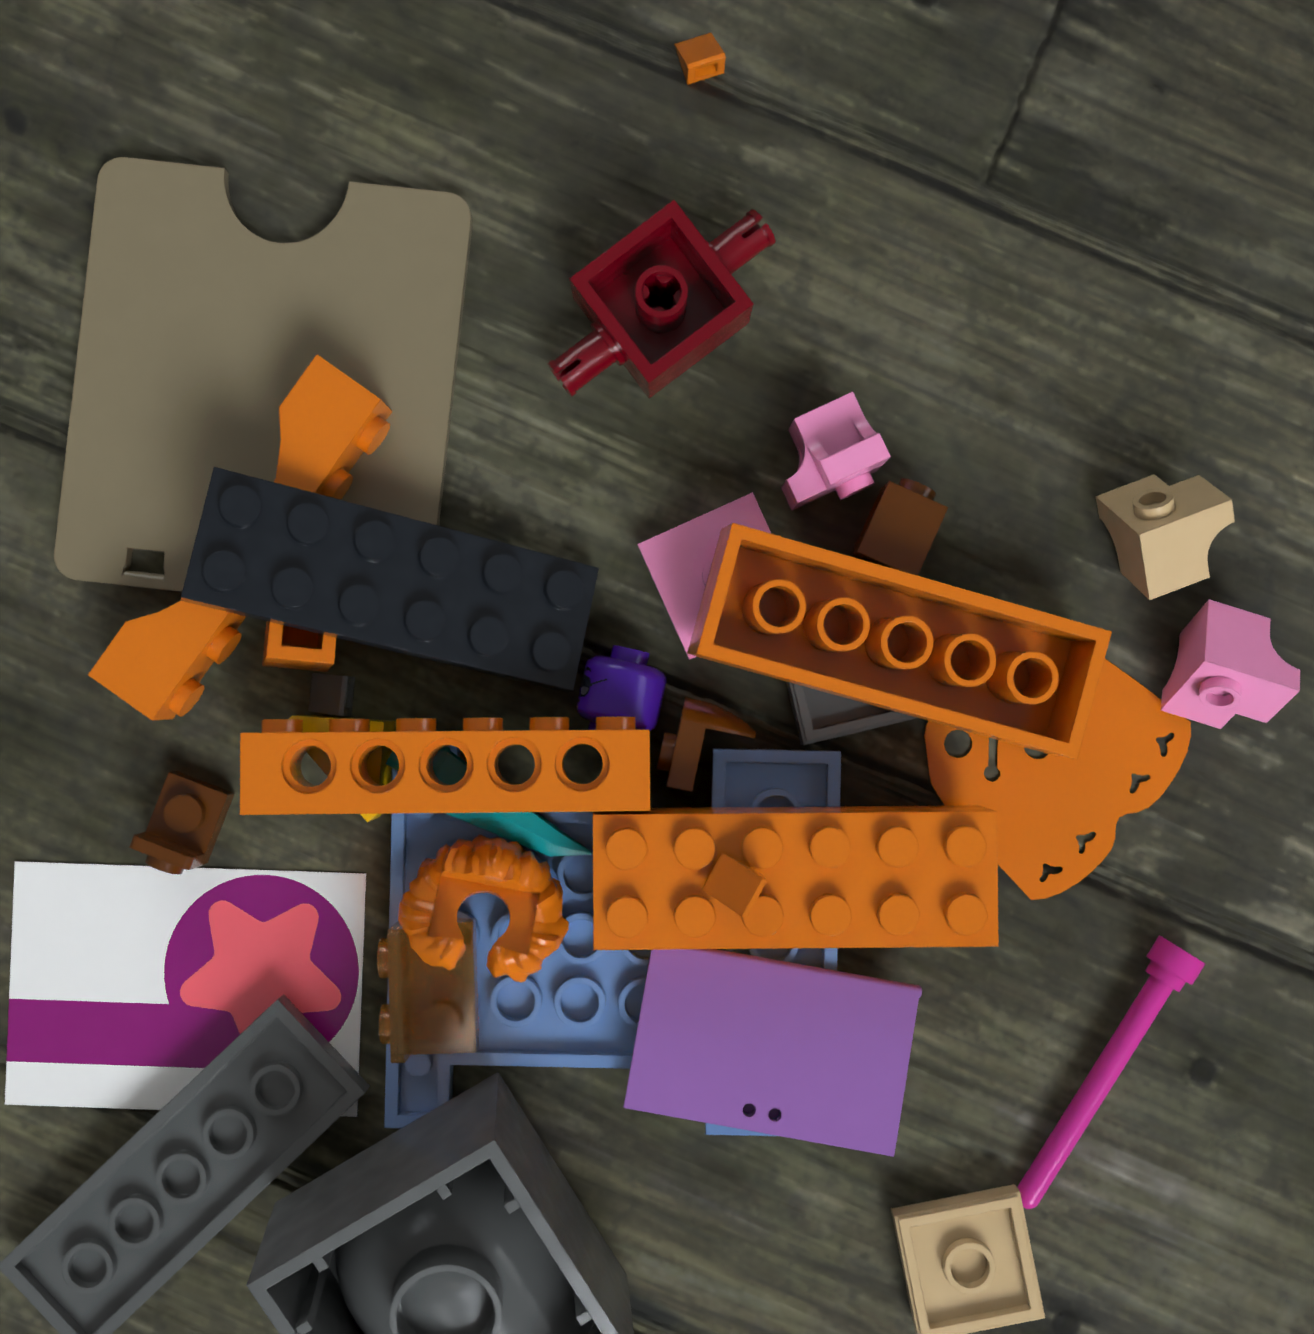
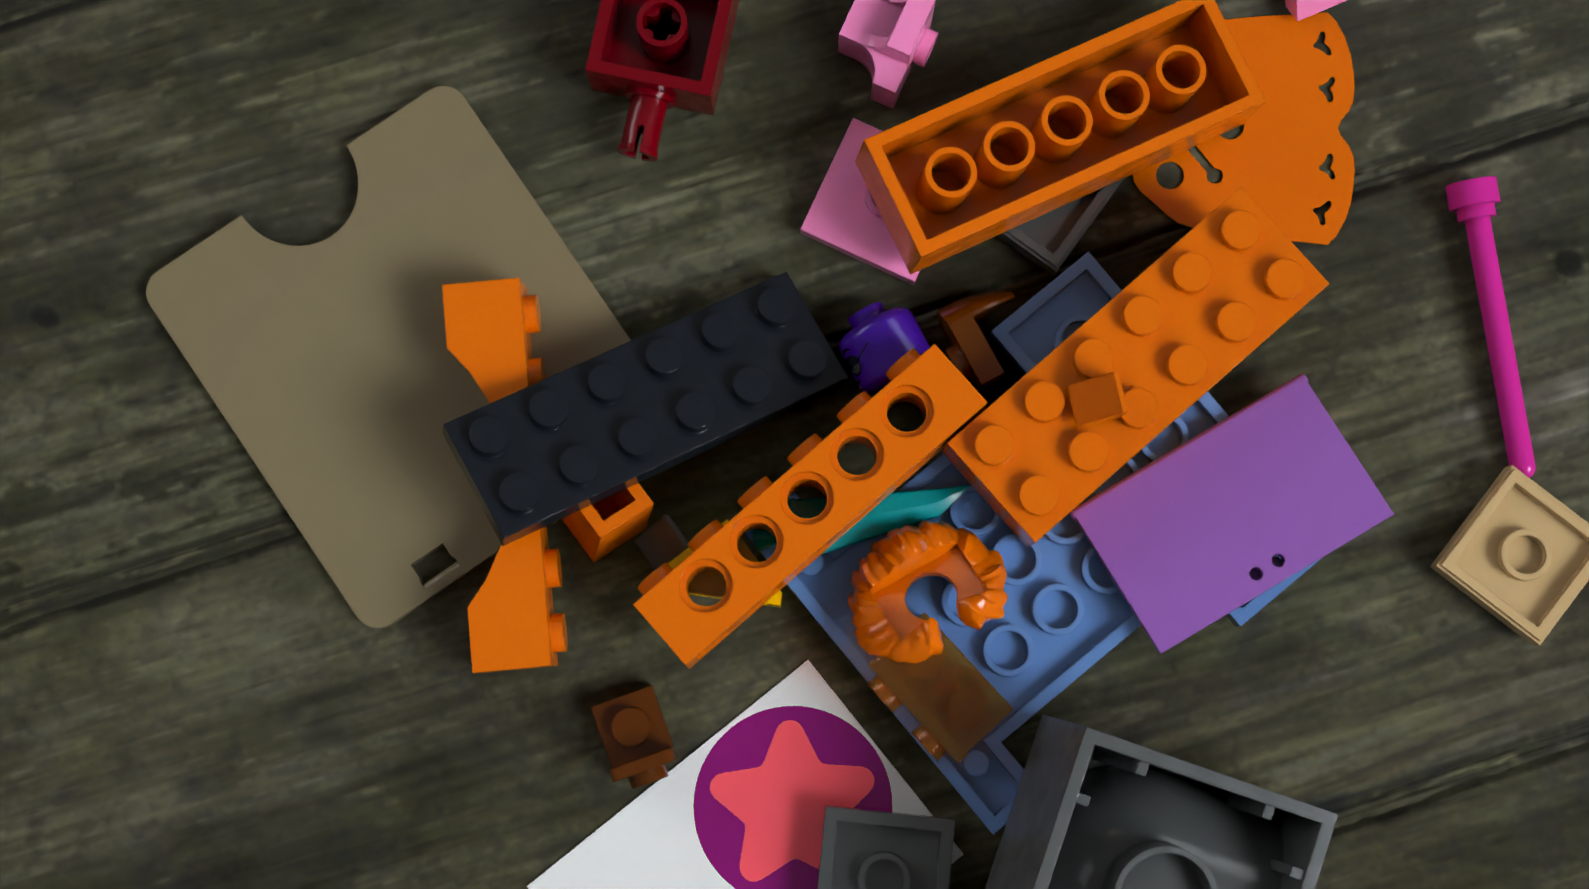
camera: 40 degrees left, 5 degrees down
(900, 526) = (984, 45): reddish brown brick -> none

